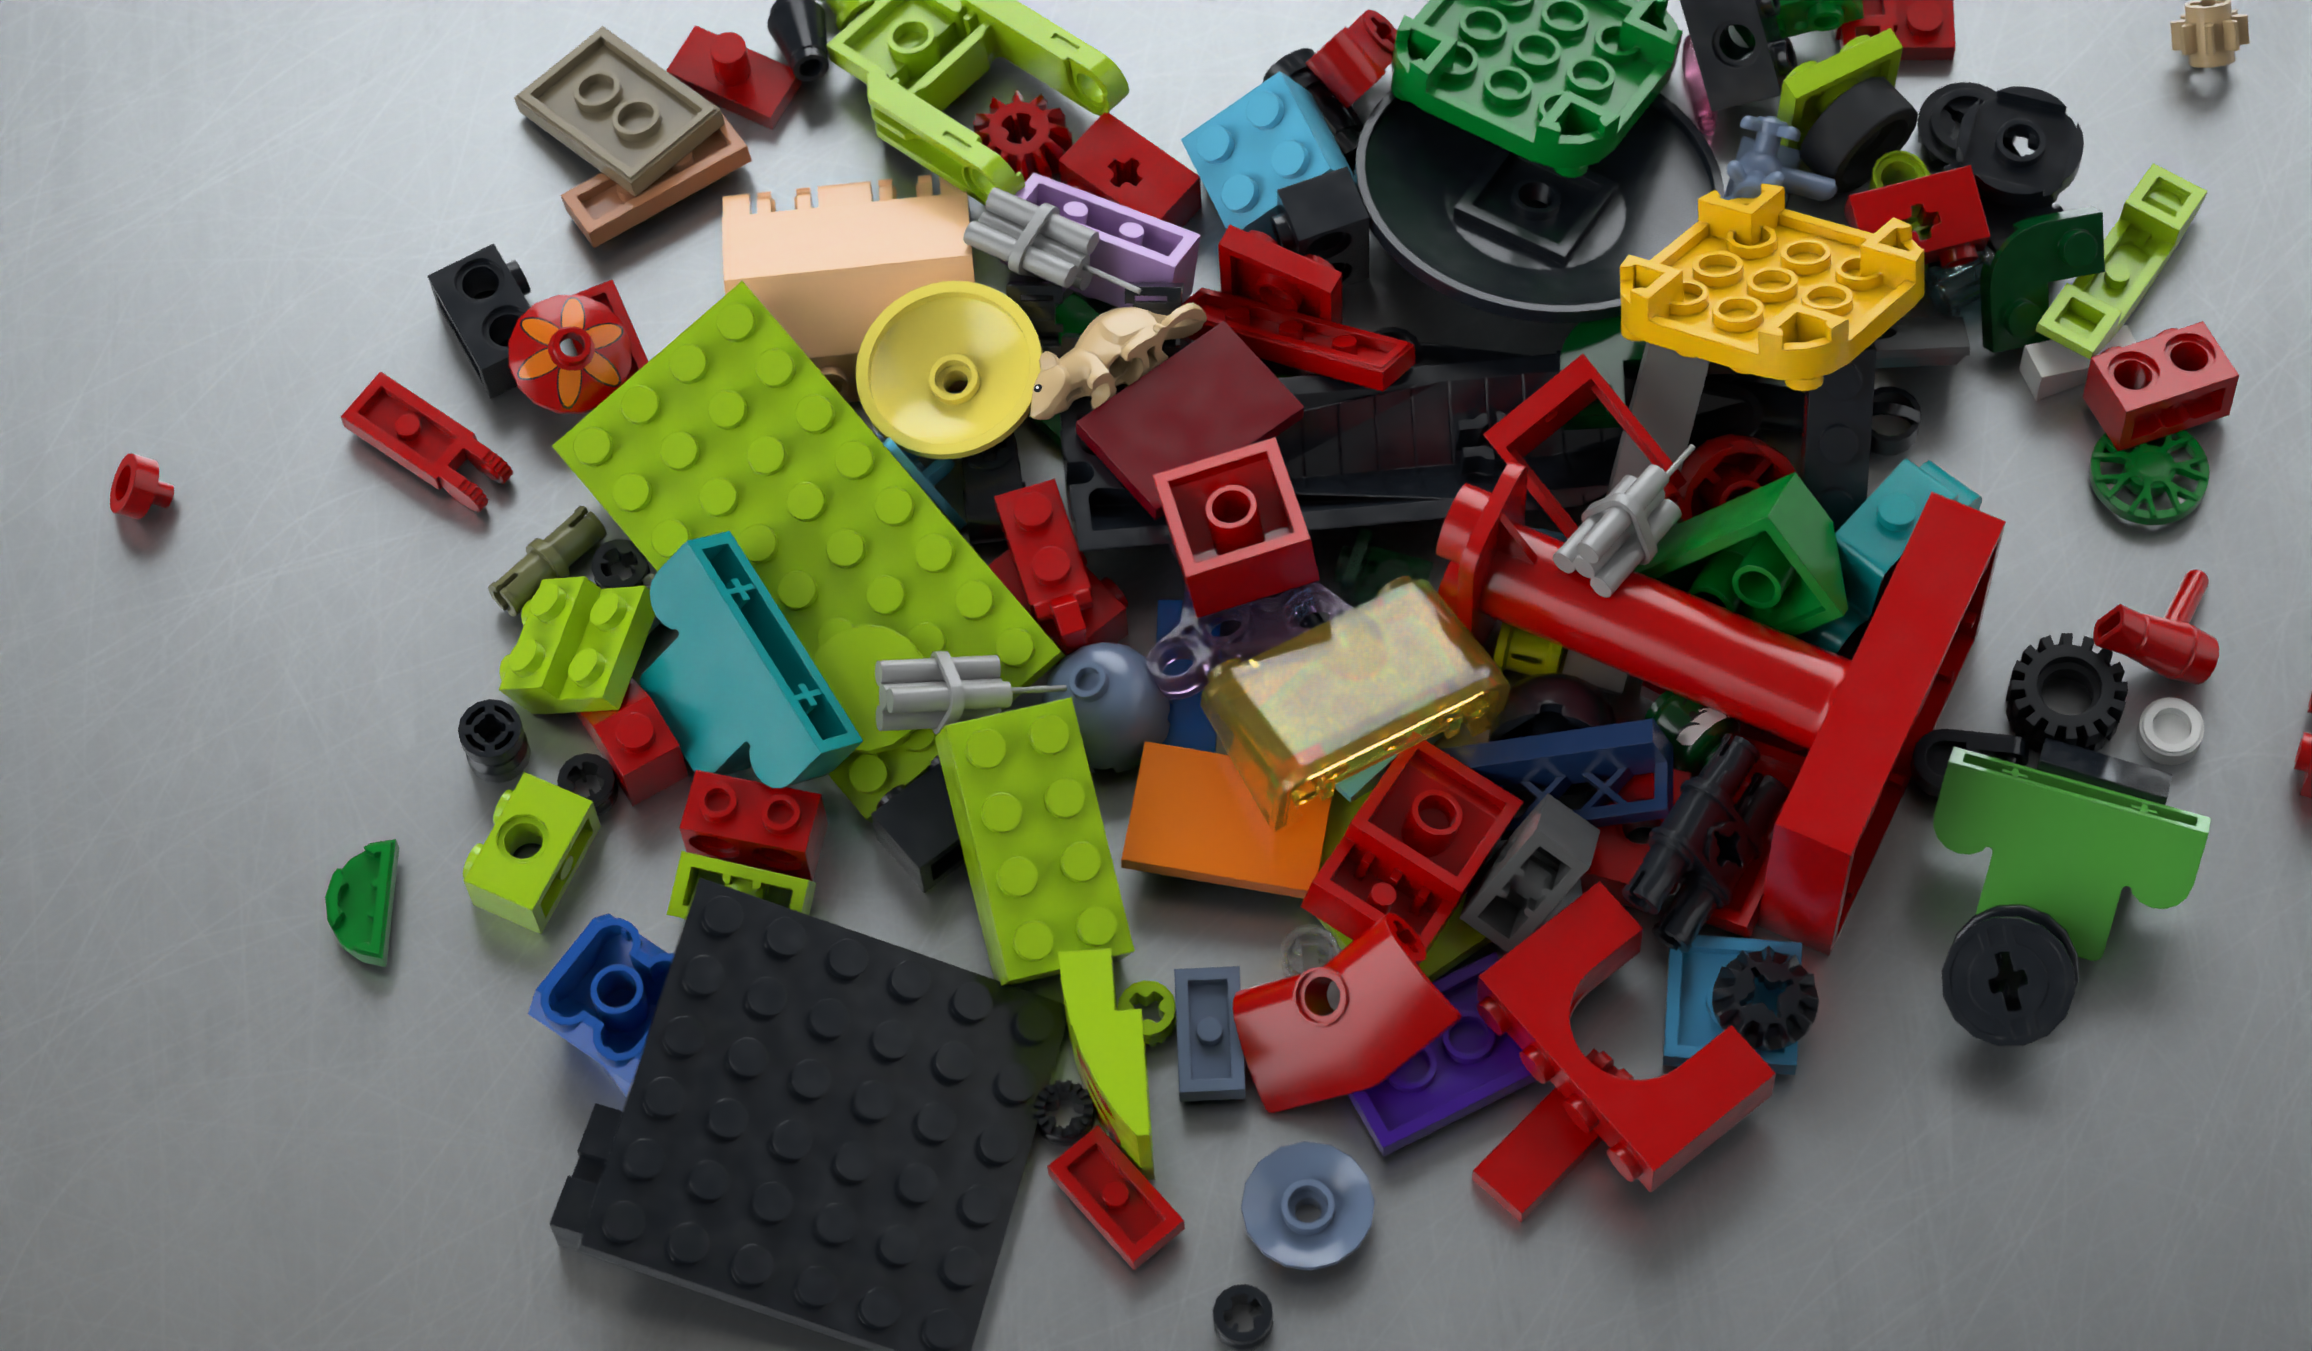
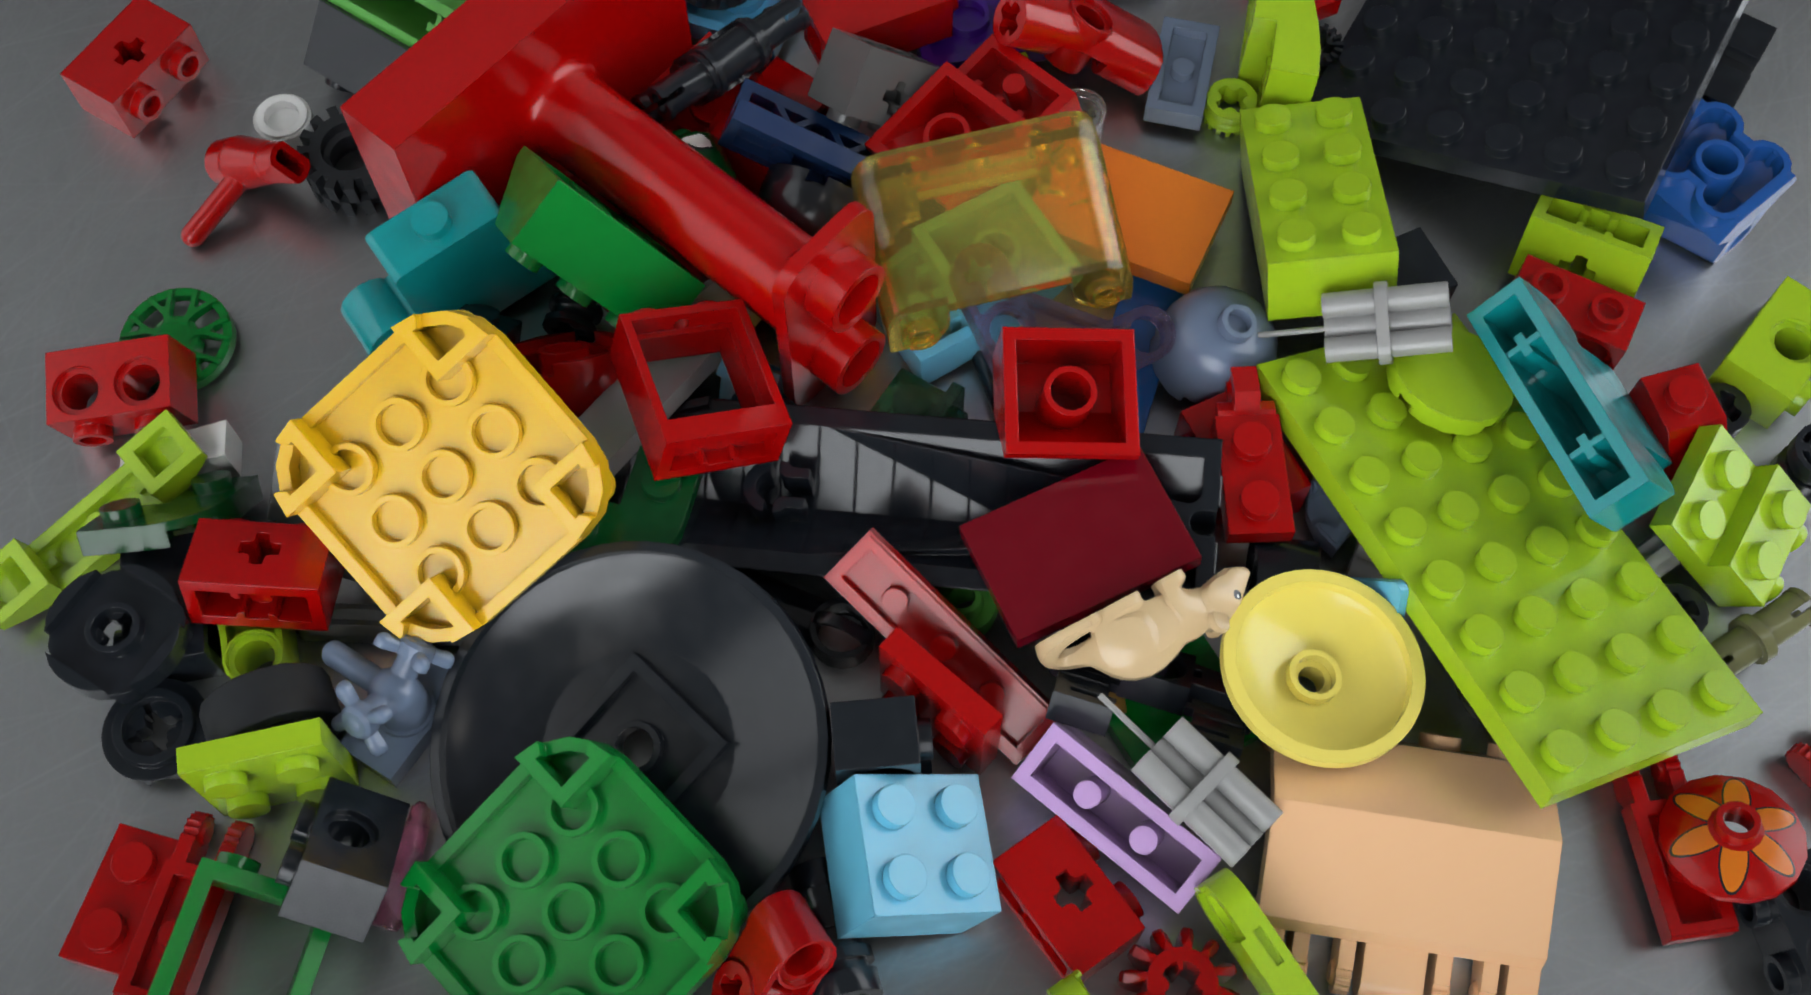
camera: 170 degrees left, 0 degrees up
(1622, 529) = (700, 258): light grey piece -> none

